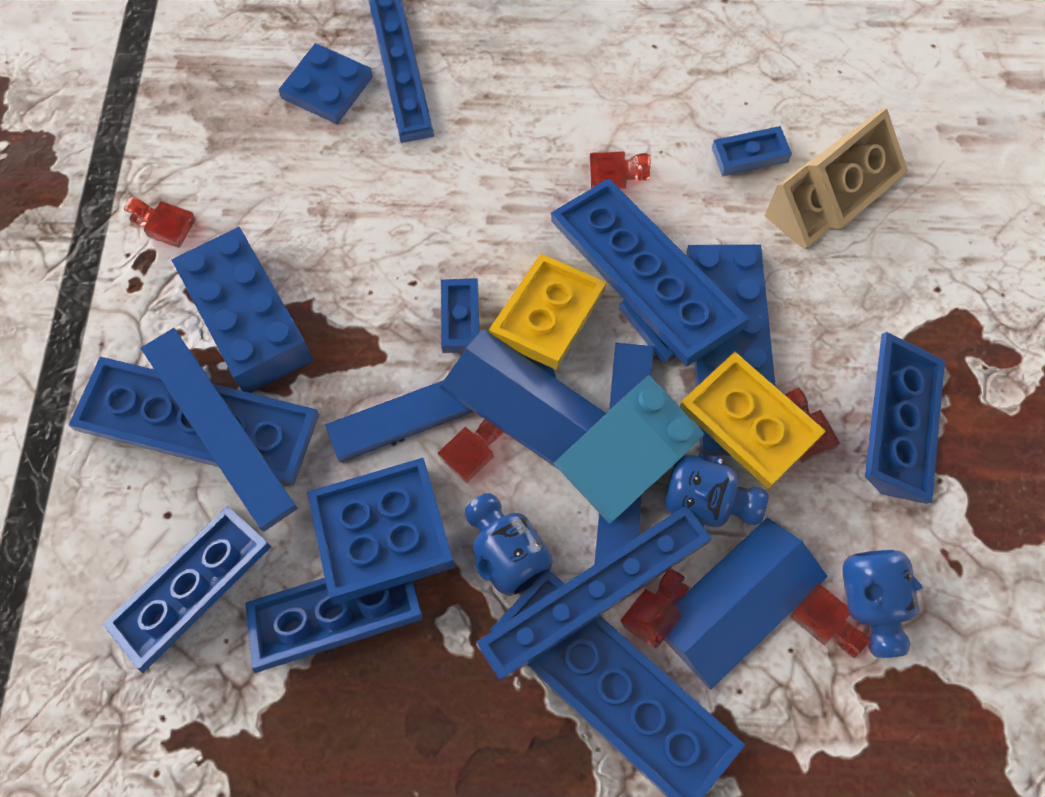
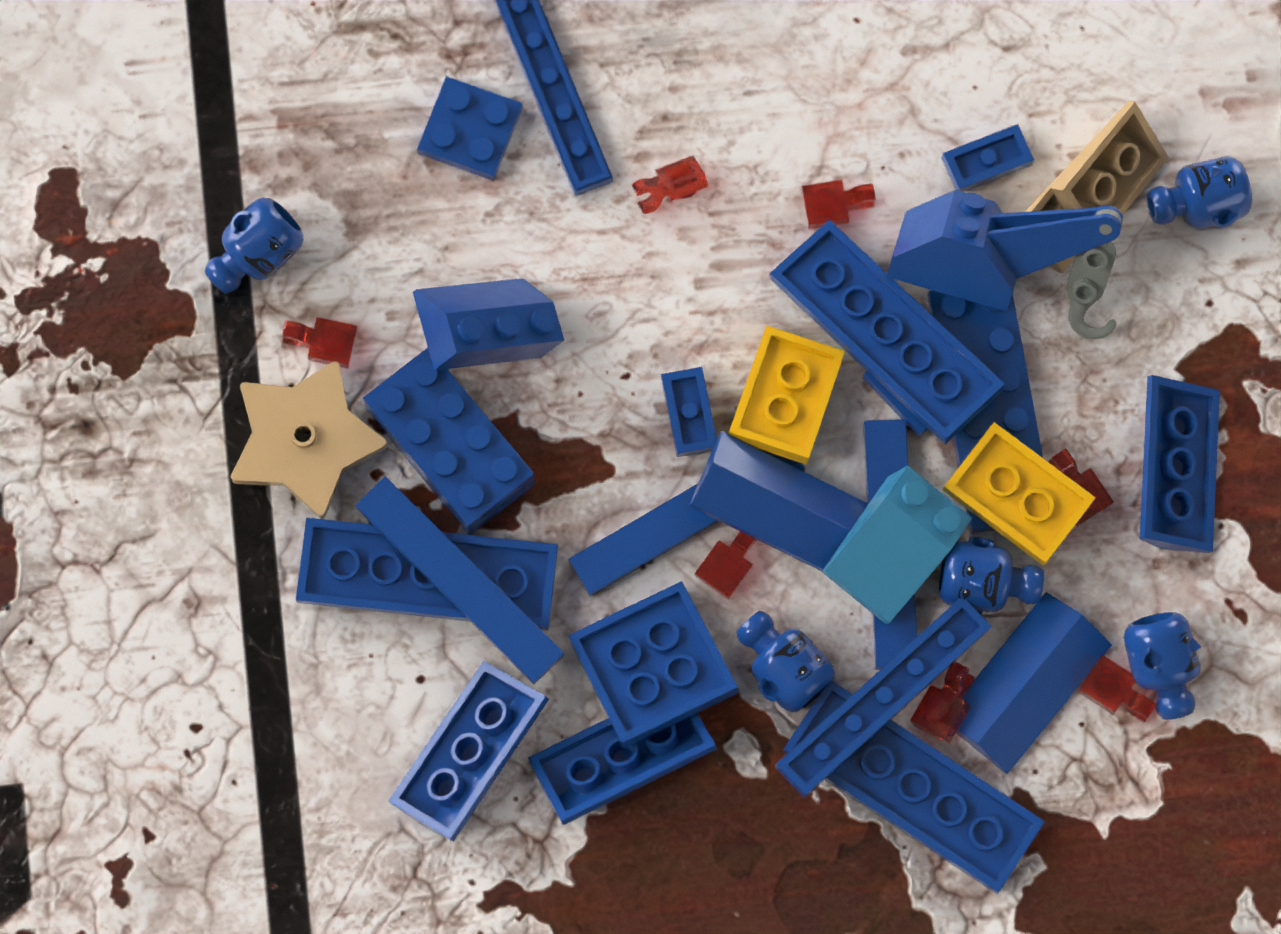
camera: 15 degrees left, 10 degrees up
(118, 292) = (310, 467): none -> tan plate
(122, 135) = (255, 245): none -> blue piece
(294, 219) = (487, 323): none -> blue slope
(484, 136) = (674, 180): none -> clear red plate
(740, 211) = (978, 252): none -> blue slope
(941, 196) = (1204, 195): none -> blue piece

